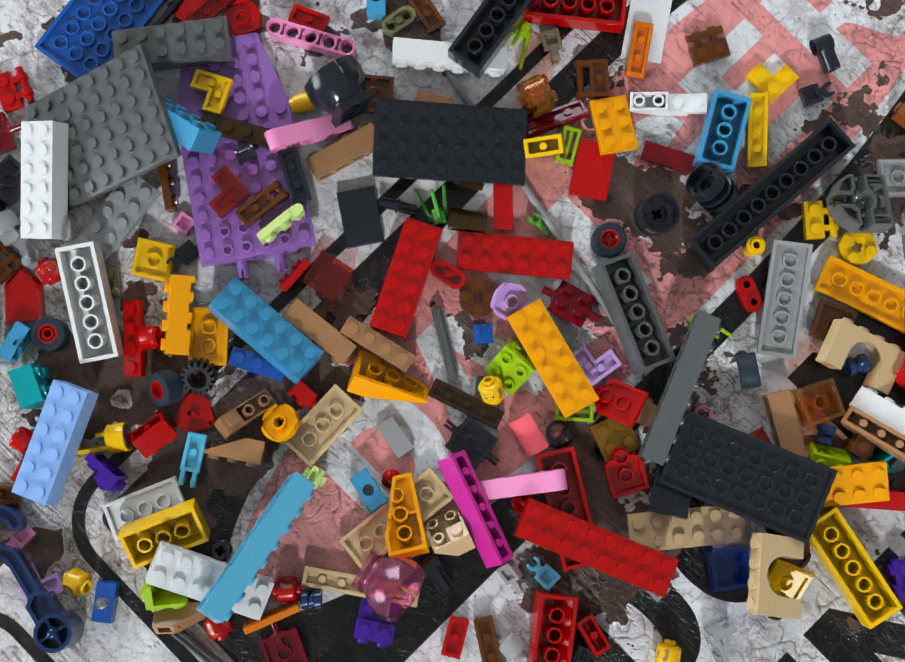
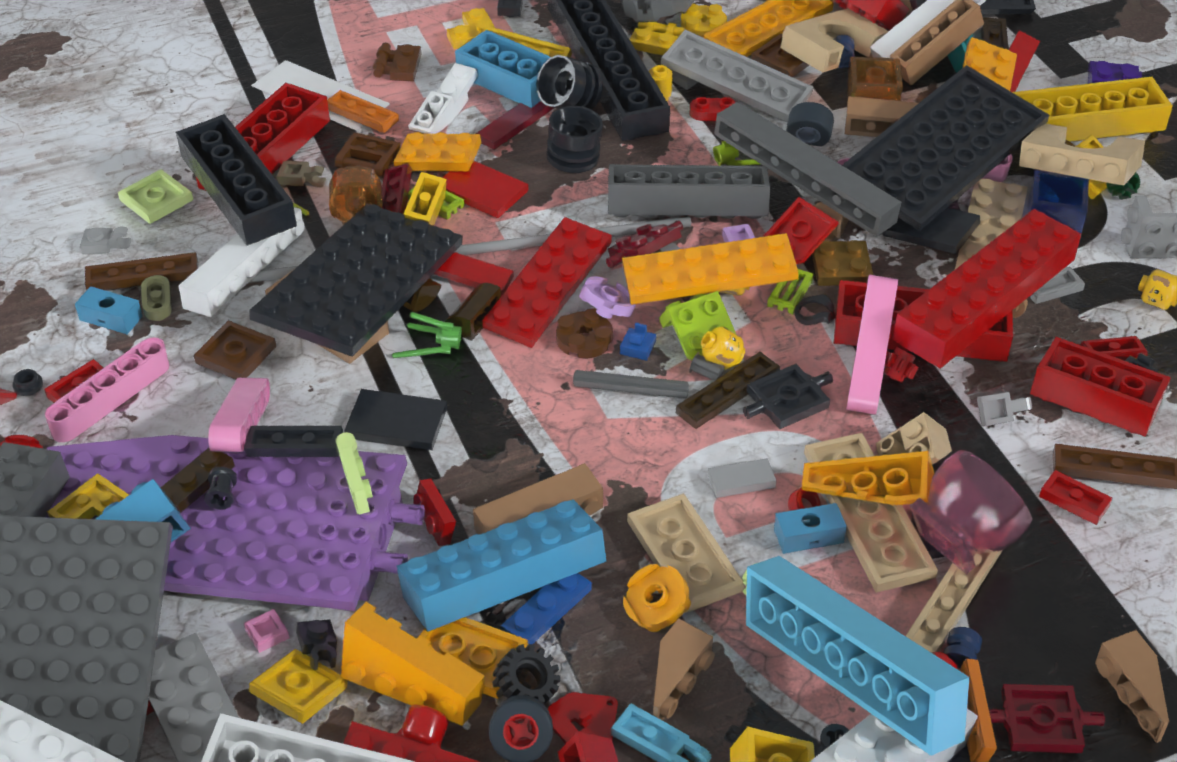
camera: 60 degrees left, 40 degrees down
(167, 184) = (210, 628): reddish brown plate -> none
(232, 192) = (263, 518): clear red plate -> none
(244, 414) = (620, 647): medium nougat slope -> none
(261, 204) = (309, 491): reddish brown plate -> none
(300, 103) = (190, 421): yellow brick -> none
(304, 395) = (626, 556): red brick -> none
(328, 276) = (461, 475): clear red plate -> none
(340, 92) = (210, 352): black plate -> none
(341, 153) = (291, 389): medium nougat brick -> none
(373, 628) = (1025, 584): dark purple plate -> none
(377, 380) = (651, 464): light orange wedge -> none
(378, 344) = (598, 443): medium nougat brick -> none
(397, 205) = (406, 373): black axle -> none
(406, 278) = (517, 390): red brick -> none
(448, 274) = (535, 350): red plate -> none
(475, 509) = (886, 408): dark pink brick -> none
(513, 646) = (1109, 433): light grey head -> none
(528, 435) = (803, 335): coral brick -> none
(537, 221) = (511, 249): bright green hand -> none
(545, 575) = (1010, 375): medium azure plate -> none
(613, 236) = (580, 193): black wheel -> none
(625, 473) = (896, 260): red plate -> none
(824, 429) = (915, 92): dark blue wheel -> none
(859, 447) = (940, 68): reddish brown brick -> none

